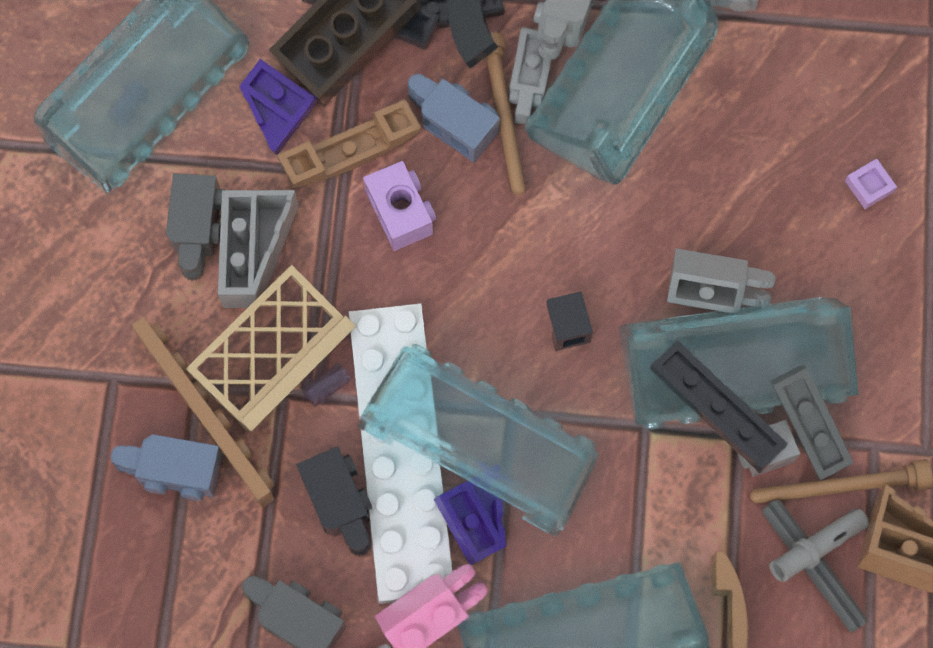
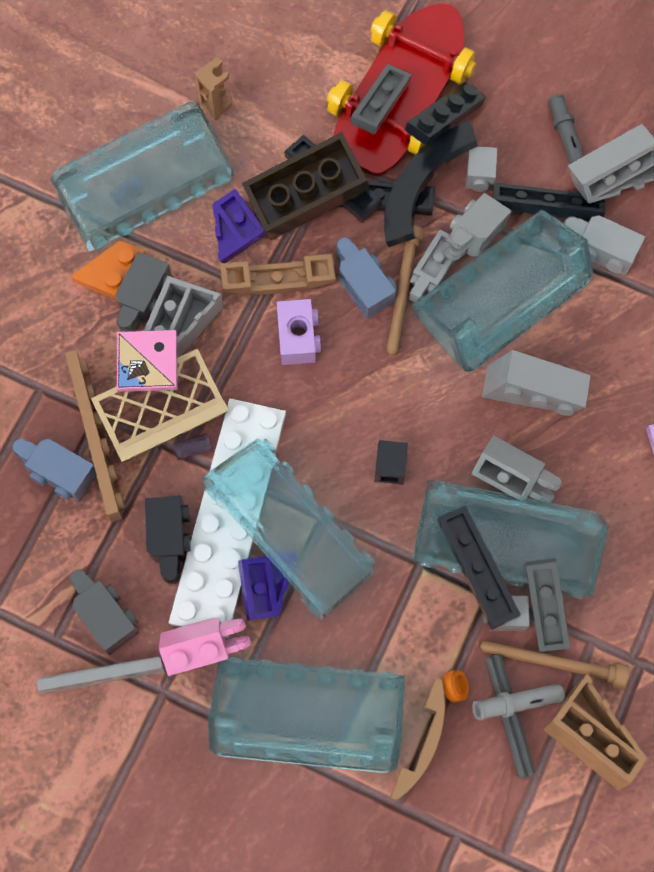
camera: 20 degrees right, 0 degrees up
(142, 208) = (108, 269): none -> orange wing
(238, 300) = (147, 361): none -> tile
(701, 171) = (536, 383): none -> light grey wedge
(741, 553) = (455, 686): none -> orange tile

